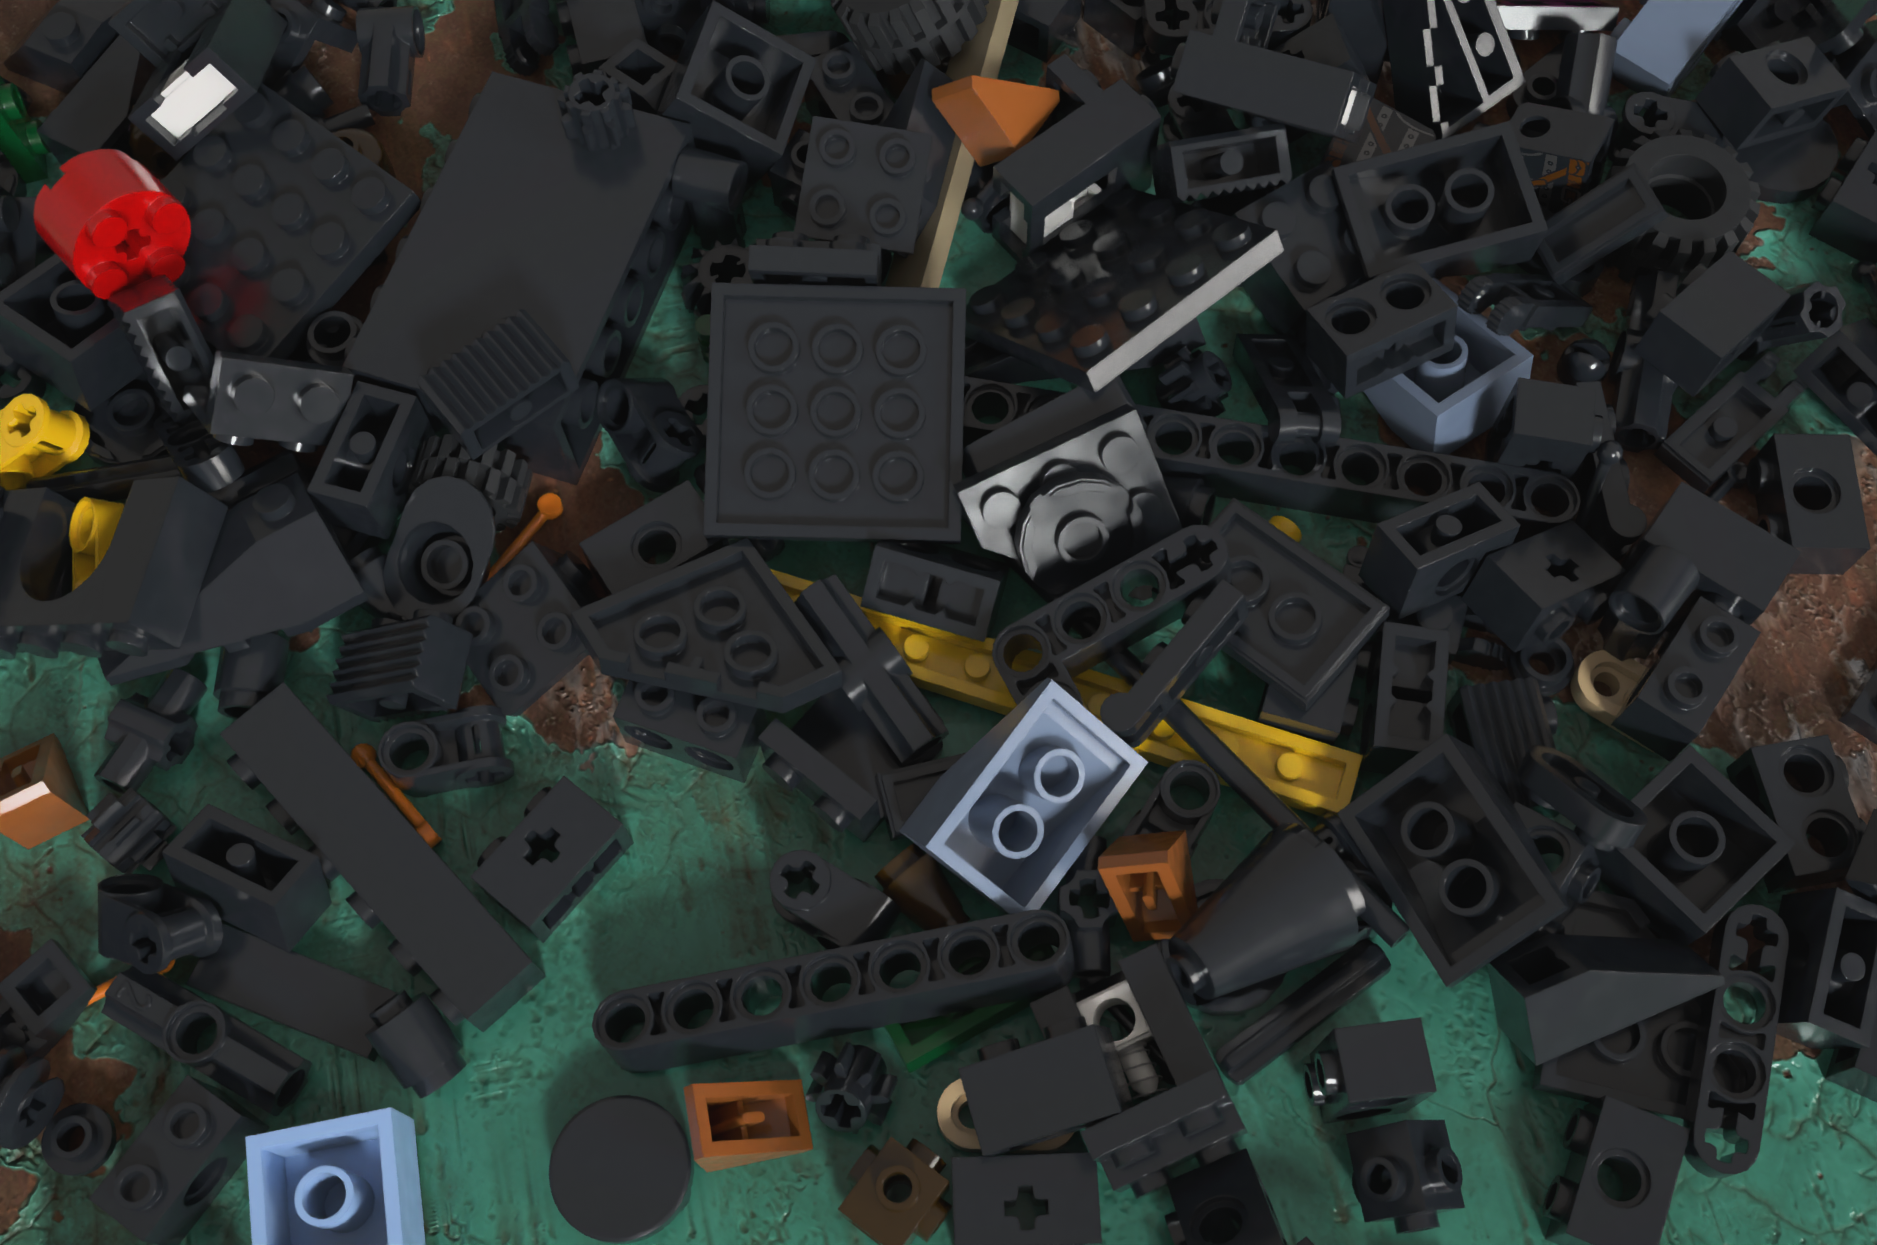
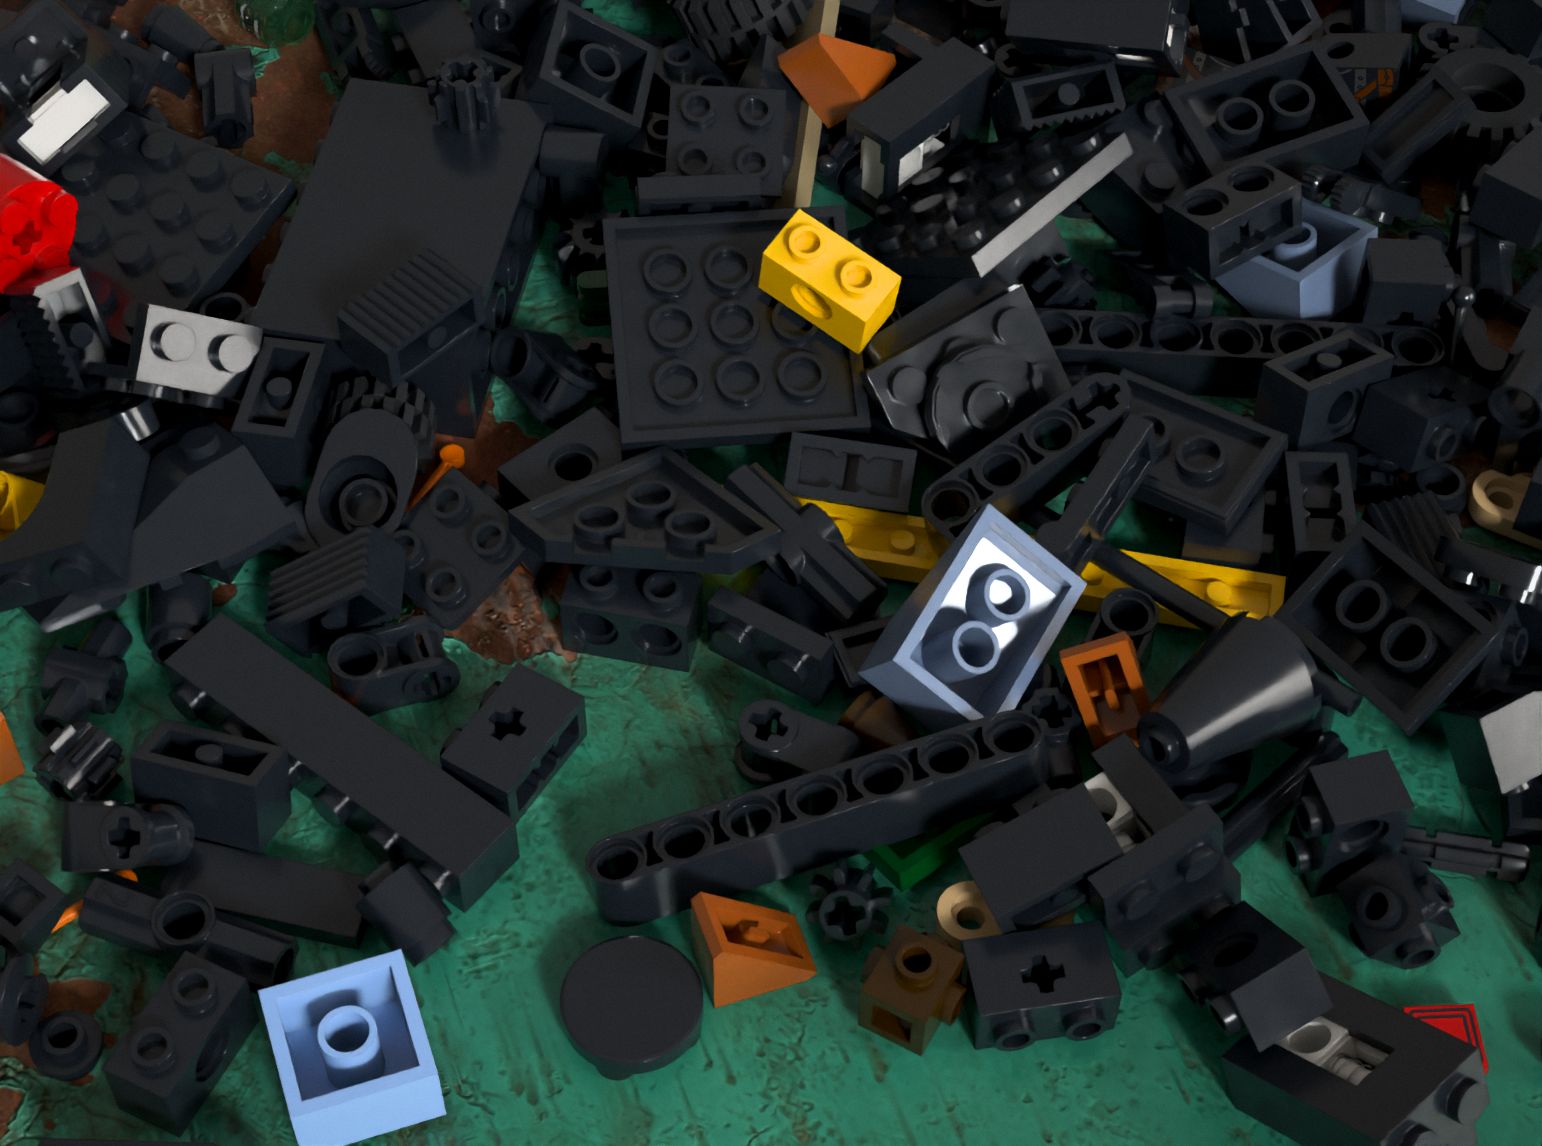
camera: 10 degrees left, 15 degrees down
(932, 384) = (828, 281): none -> yellow brick
(1493, 1100) = (1467, 853): none -> black axle

